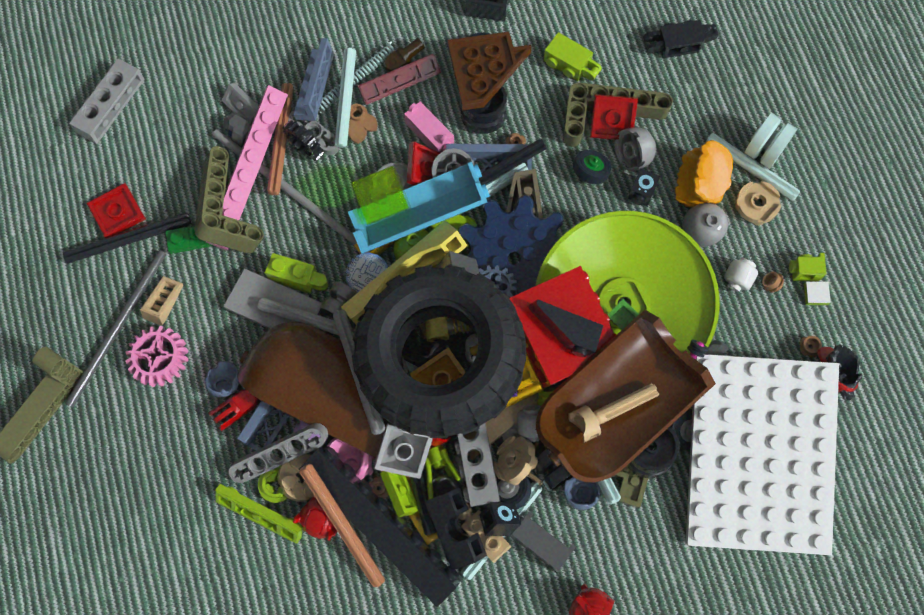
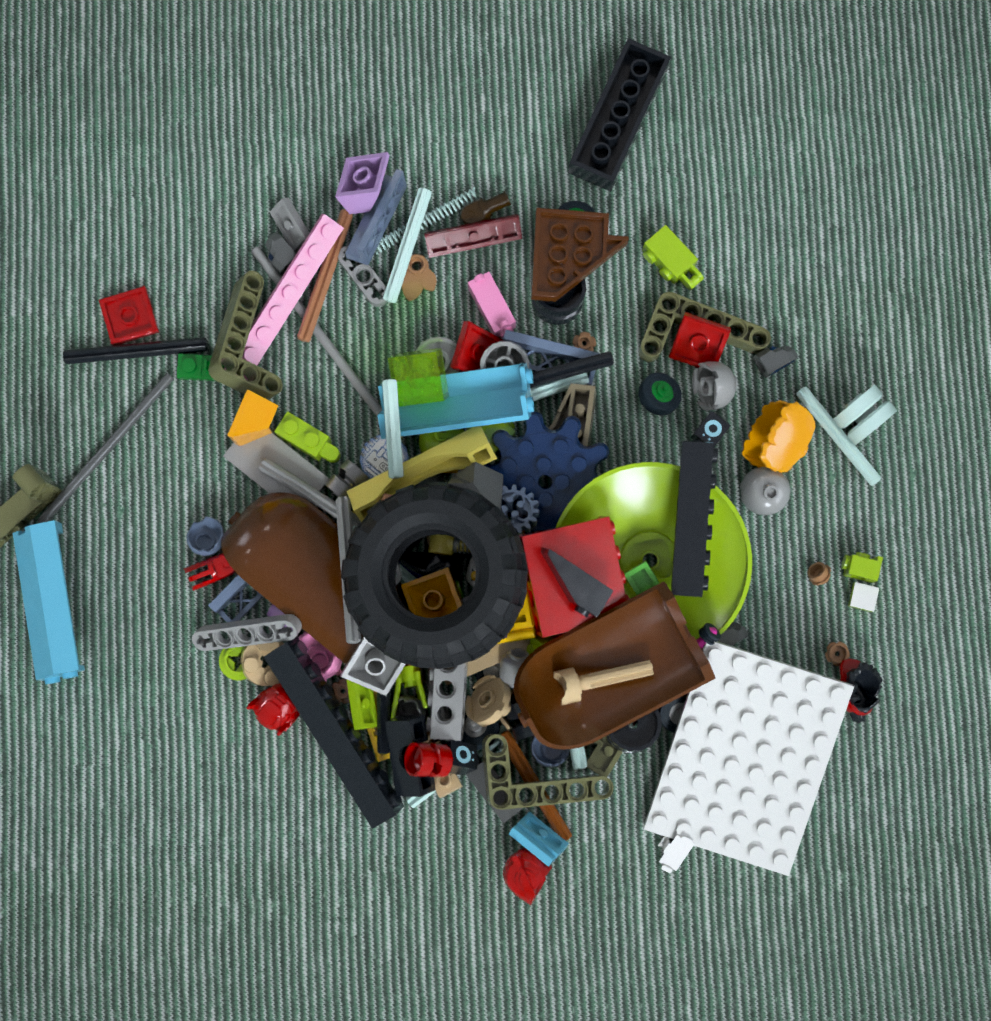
camera: 10 degrees right, 10 degrees up
(86, 472) = (46, 602): none -> medium azure panel
(107, 111) = (141, 196): light grey brick -> none
(156, 313) = (159, 444): tan slope -> none
(157, 339) = (145, 484): bright pink gear -> none
(242, 265) = (252, 419): none -> light orange slope
(258, 513) = (189, 666): lime plate -> none
(294, 55) = (361, 182): none -> lavender slope
(302, 140) = (348, 287): black gear -> none
(342, 525) = (295, 723): nougat axle -> none
(369, 241) = (392, 429): none -> light aqua axle
(474, 525) = (428, 760): none -> red wheel
(578, 531) = (527, 775): none -> dark orange axle
(580, 529) = (537, 788): none -> olive beam
(594, 577) = (538, 838): none -> medium azure plate
(653, 249) = (692, 518): none -> black brick
(679, 118) = (774, 359): none -> dark grey rock
(680, 38) = (804, 263): black hinge -> none
(722, 559) = (674, 852): none -> white piece
(741, 274) = (786, 557): white head -> none
(752, 212) = (826, 492): tan plate -> none

